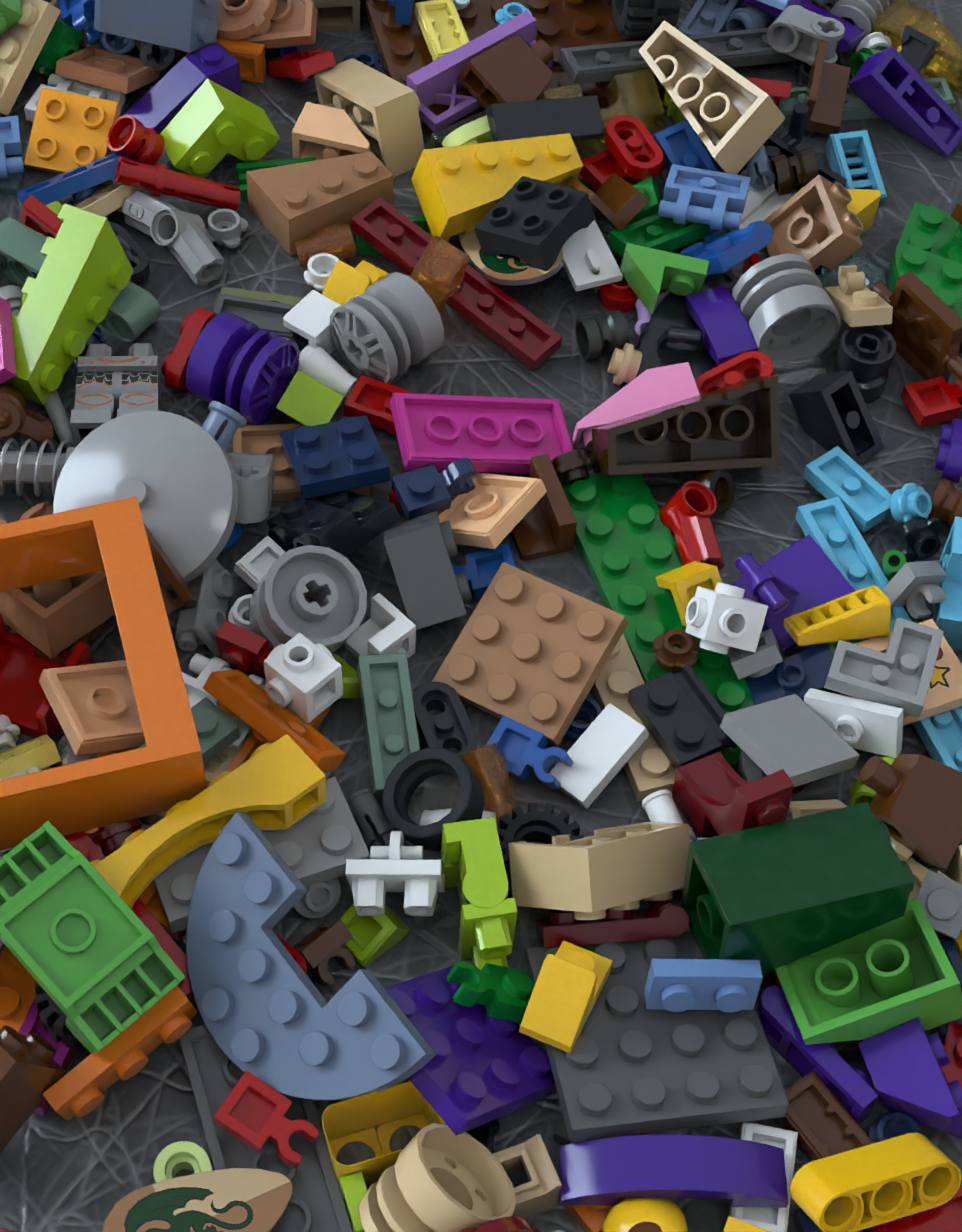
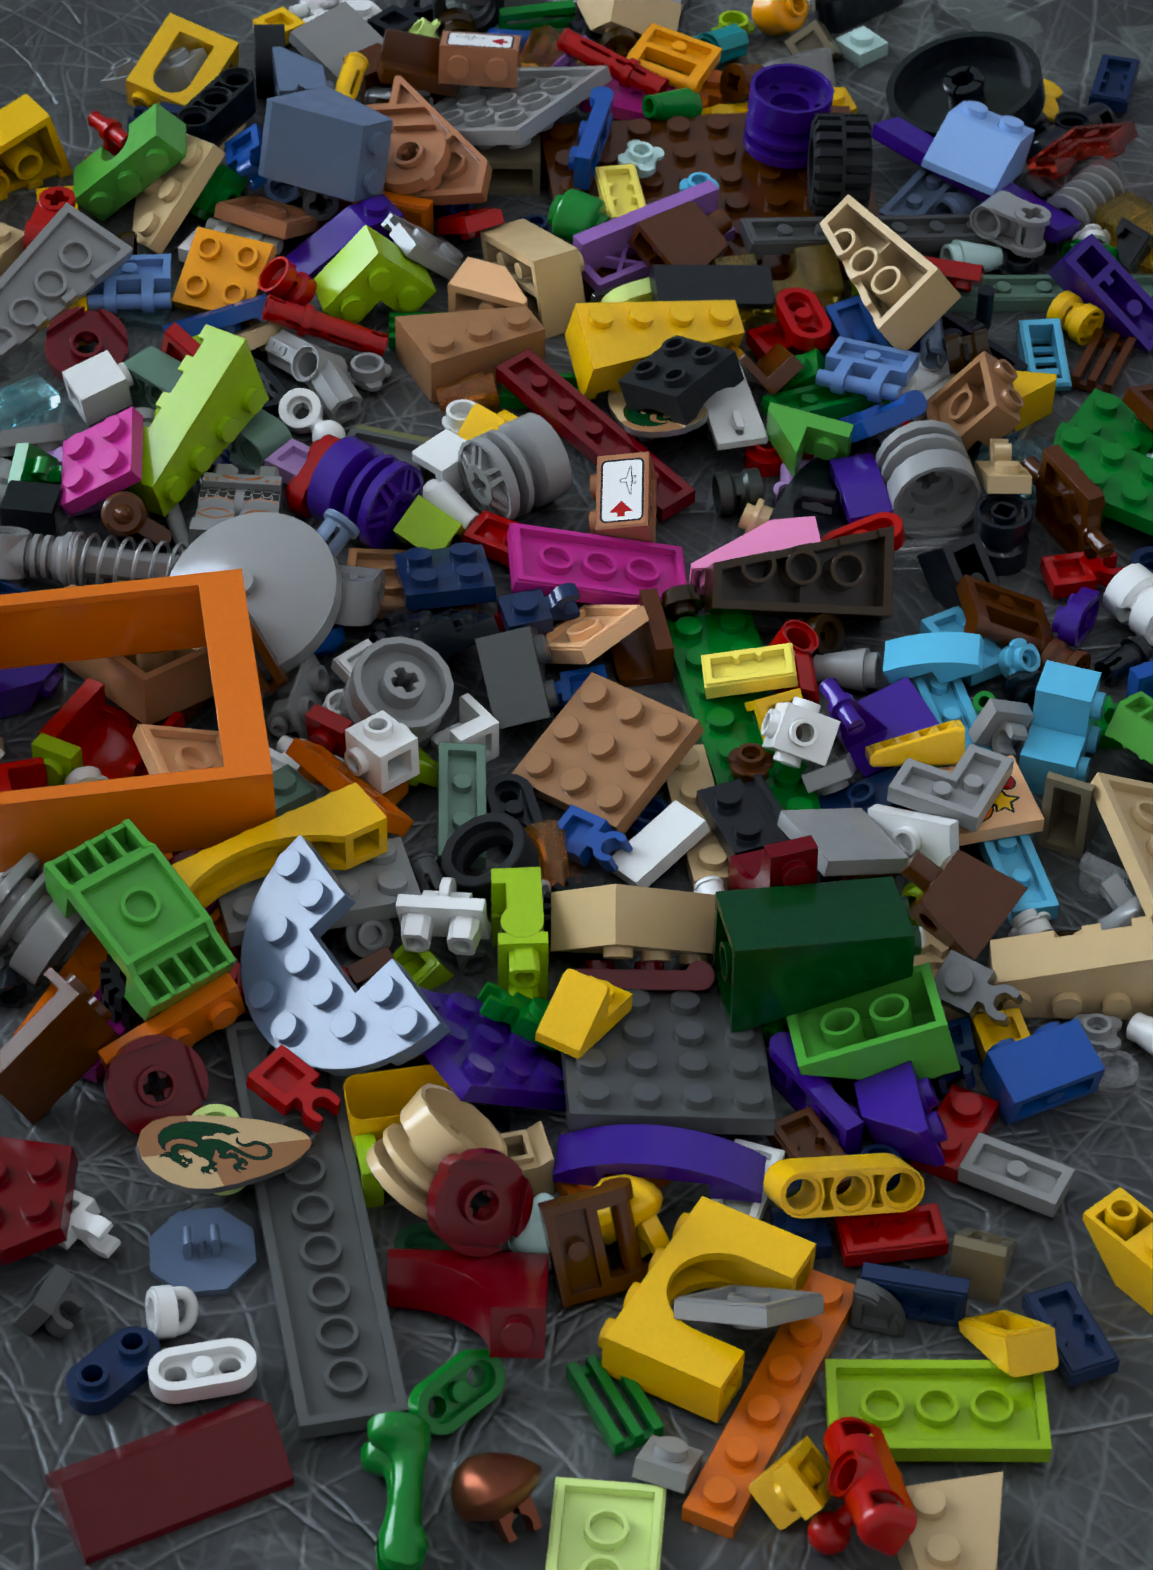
camera: 10 degrees right, 10 degrees down
(81, 1118) = (128, 1073): none -> dark red plate
(161, 332) = (289, 459): none -> lavender plate
(189, 296) = (306, 399): none -> white plate
(263, 94) = (423, 246): none -> light grey plate
(405, 53) = (575, 213): none -> green head
(440, 271) = (577, 420): clear orange slope -> none
(498, 354) = (624, 497): none -> brick
(656, 542) = (749, 670): none -> light yellow plate
(702, 984) = (712, 1017): medium blue plate -> none
(746, 525) = (852, 668): none -> light grey cone
(771, 68) = (973, 253): none -> light aqua cone
(825, 93) = (1021, 281): reddish brown panel -> none
(837, 506) = (943, 653): none -> medium azure slope
(878, 445) = (1002, 613): none -> reddish brown plate
(882, 128) = (1075, 317): none -> yellow wheel
(914, 152) = (1109, 345): none -> reddish brown tile

